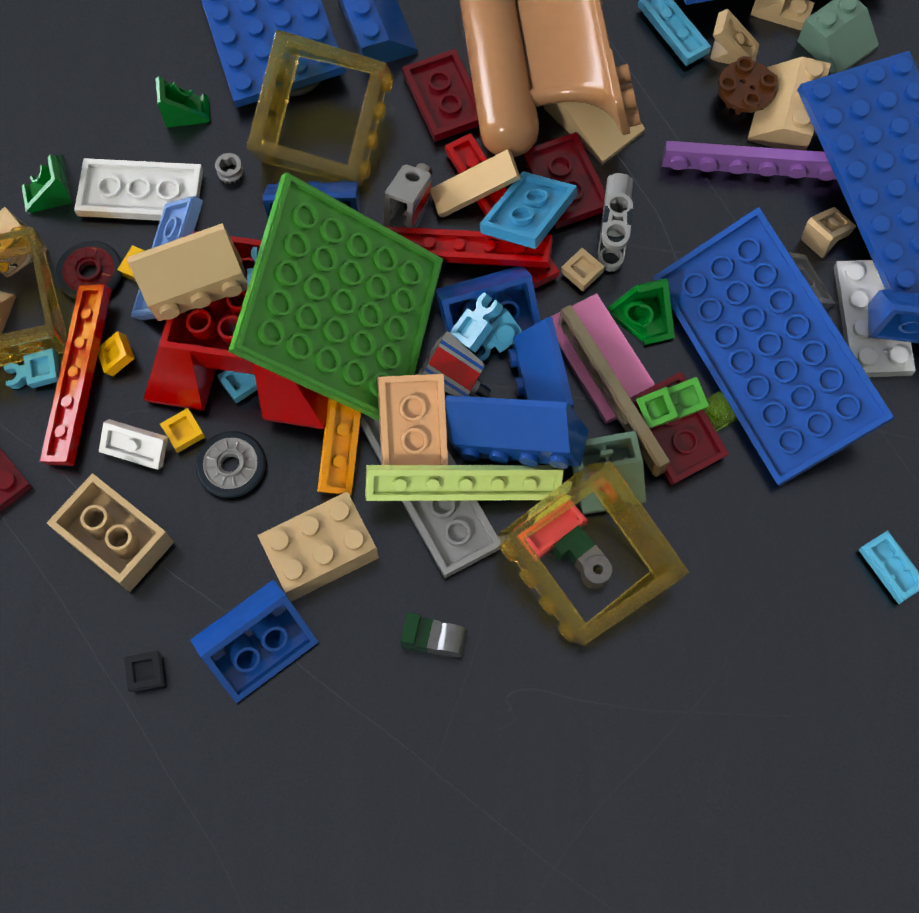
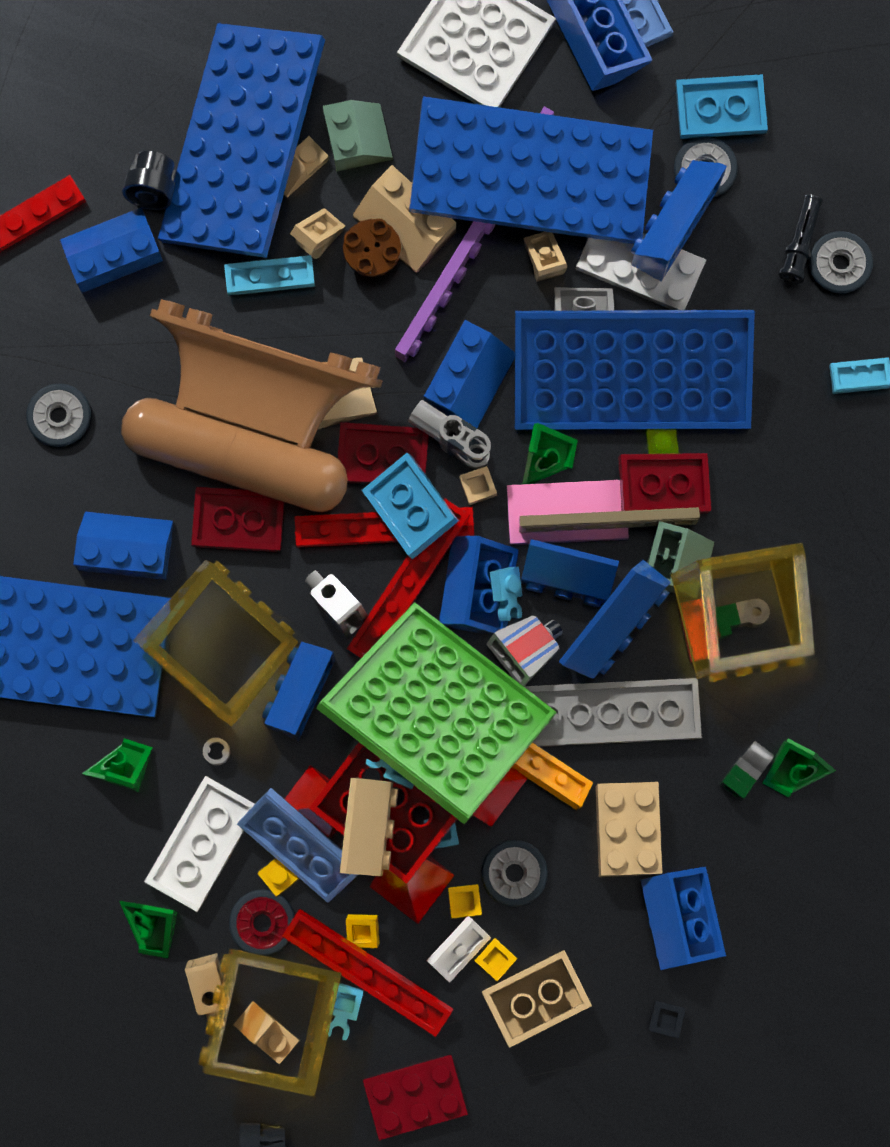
camera: 65 degrees left, 10 degrees up
(137, 482) = (495, 959): none -> yellow plate
(412, 420) = (566, 701): light nougat plate -> none
(458, 684) = (795, 768): none -> green slope
(460, 482) = (634, 686): yellowish green plate -> none
(474, 326) = (498, 608): medium azure plate -> none
(475, 183) = (354, 538): tan tile -> none
(672, 403) = (646, 477): bright green slope -> none
(678, 213) = (470, 374): none -> blue slope

